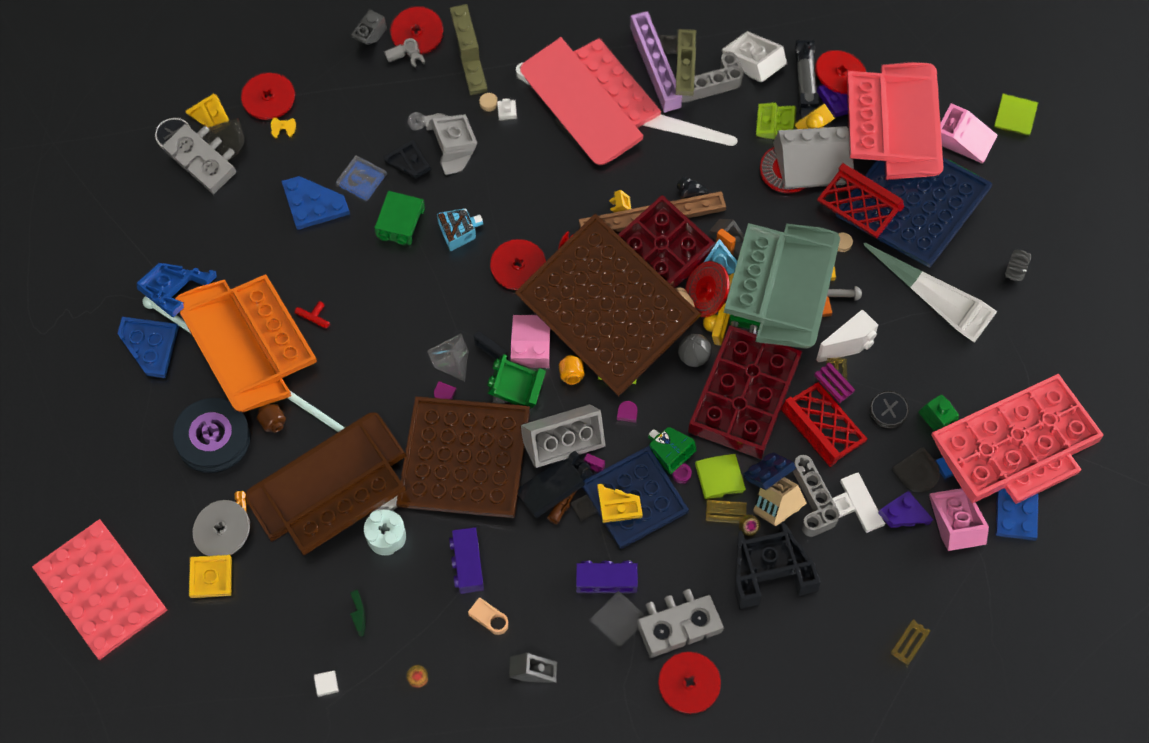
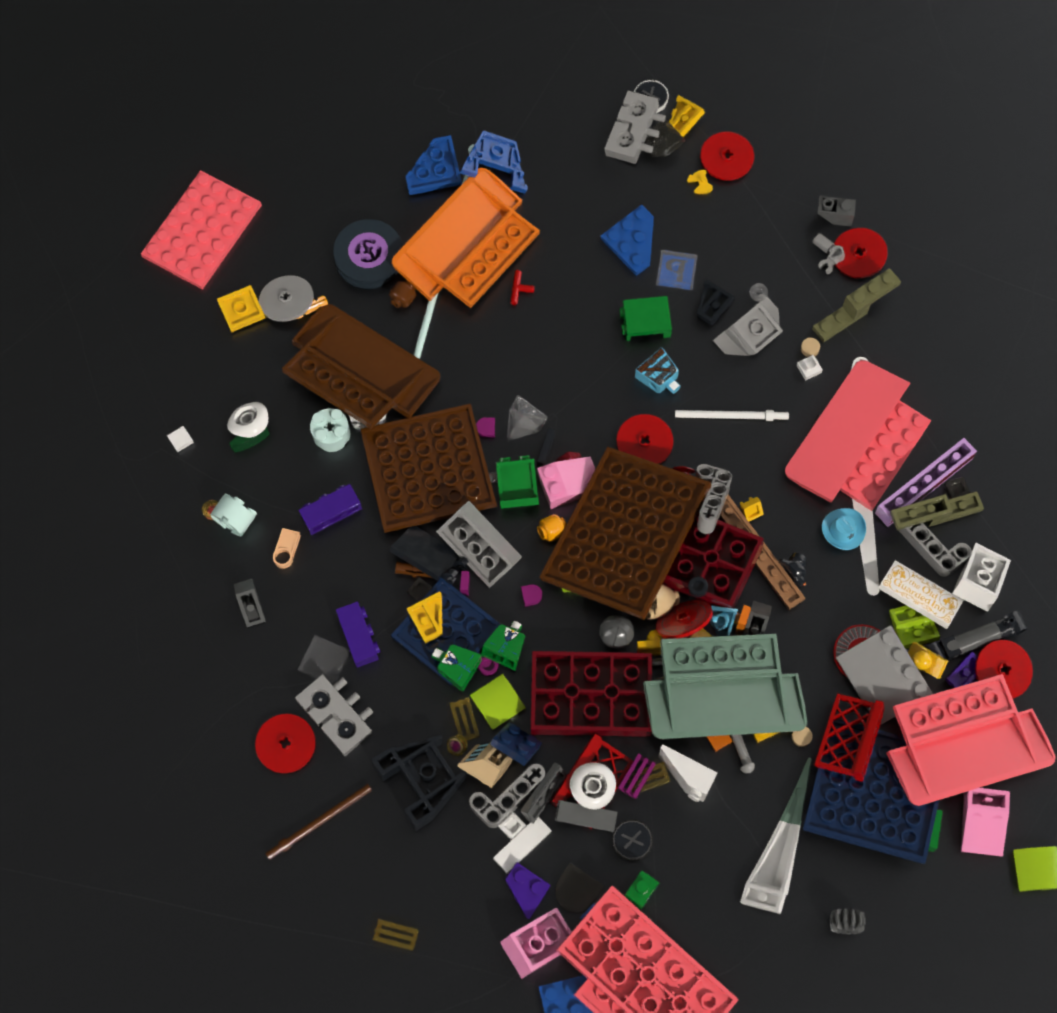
camera: 70 degrees right, 5 degrees up
(339, 605) = (248, 420): none -> white hat
(436, 652) = (233, 515): none -> light aqua brick
(507, 333) = (568, 456): none -> dark red tile
(537, 159) = (768, 415): none -> white bar
(620, 223) = (715, 498): none -> light grey beam
(669, 139) = (844, 528): none -> medium azure hat
(676, 494) = (457, 665): none -> green torso
(686, 262) = (698, 587): none -> black tile
(753, 105) = (920, 594): none -> white tile
(789, 714) = (285, 844): none -> reddish brown bar
(823, 464) = (543, 793): none -> dark grey tile
(832, 418) = (593, 785): none -> white hat
(856, 437) = (579, 815): none -> dark grey tile

